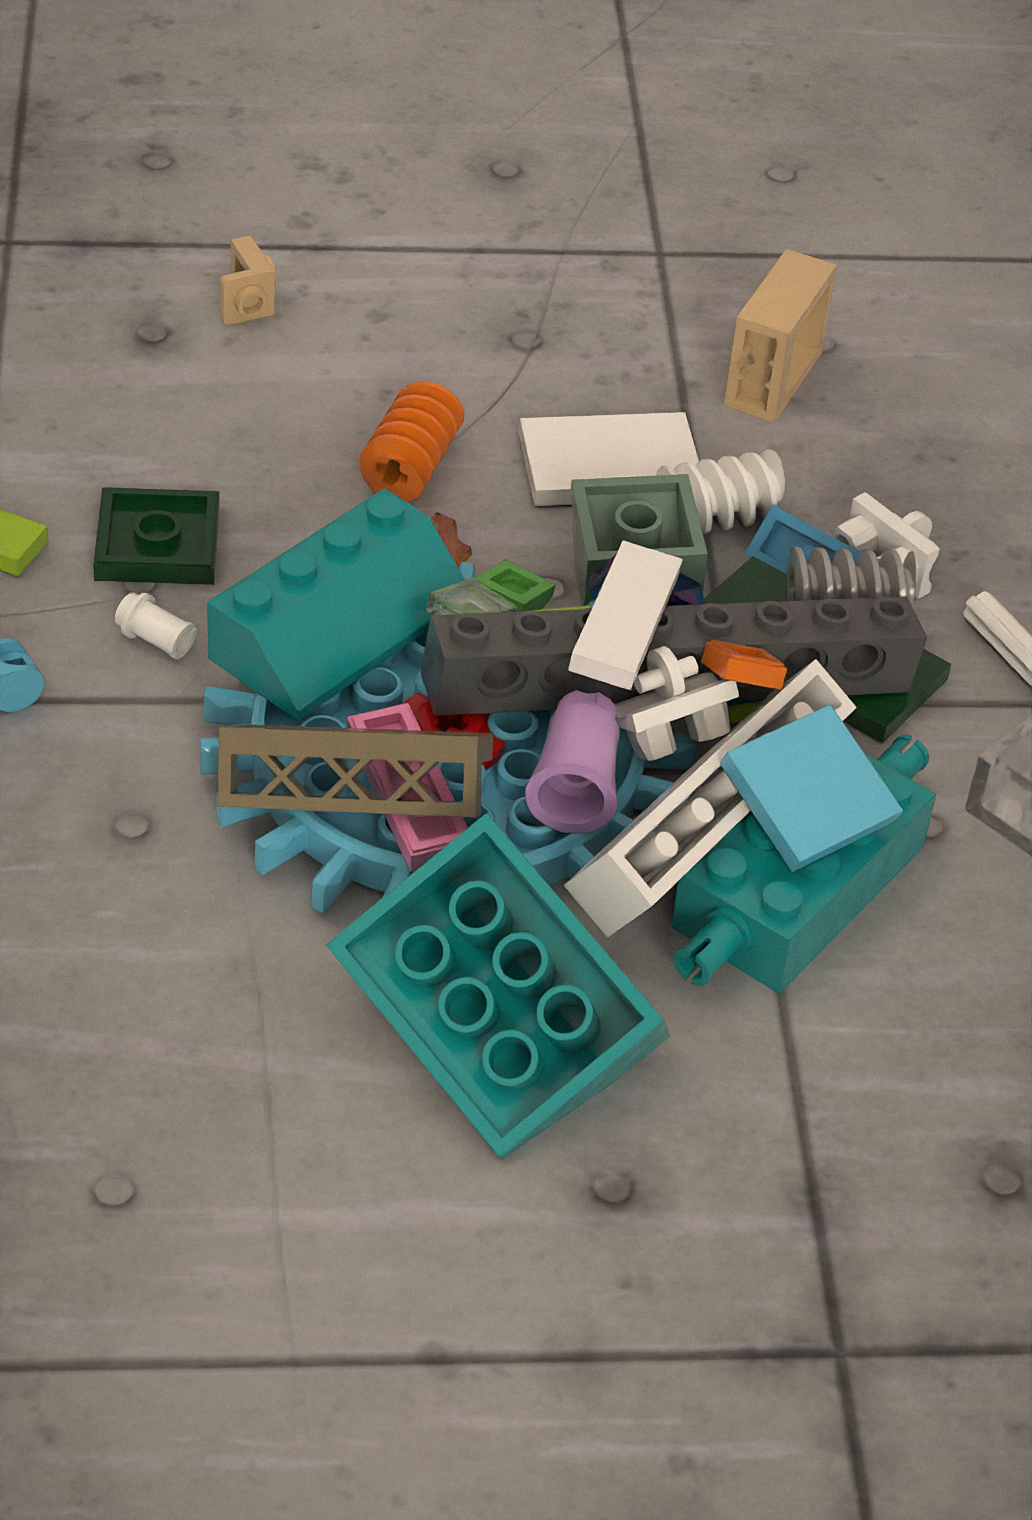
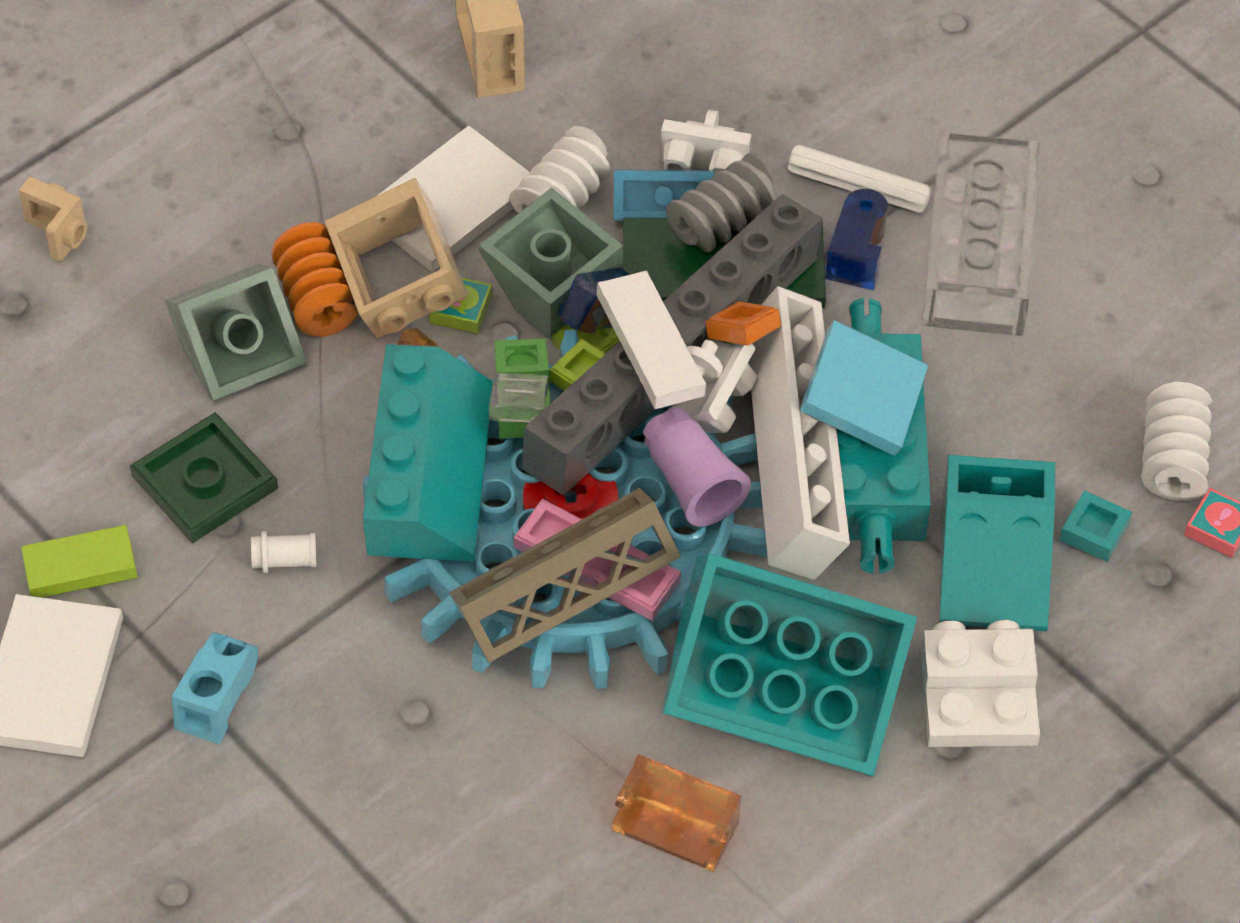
camera: 35 degrees left, 10 degrees up
(264, 1054) = (676, 813): none -> clear orange hinge
(302, 440) = (237, 330): none -> sand green slope
(479, 428) = (360, 231): none -> tan window
(530, 539) = (467, 312): none -> lime tile
(693, 1147) = (980, 685): none -> white plate
(839, 1026) = (997, 541): none -> teal slope
(968, 697) = (853, 250): none -> clear blue leg
(968, 1084) = (1095, 526): none -> teal plate

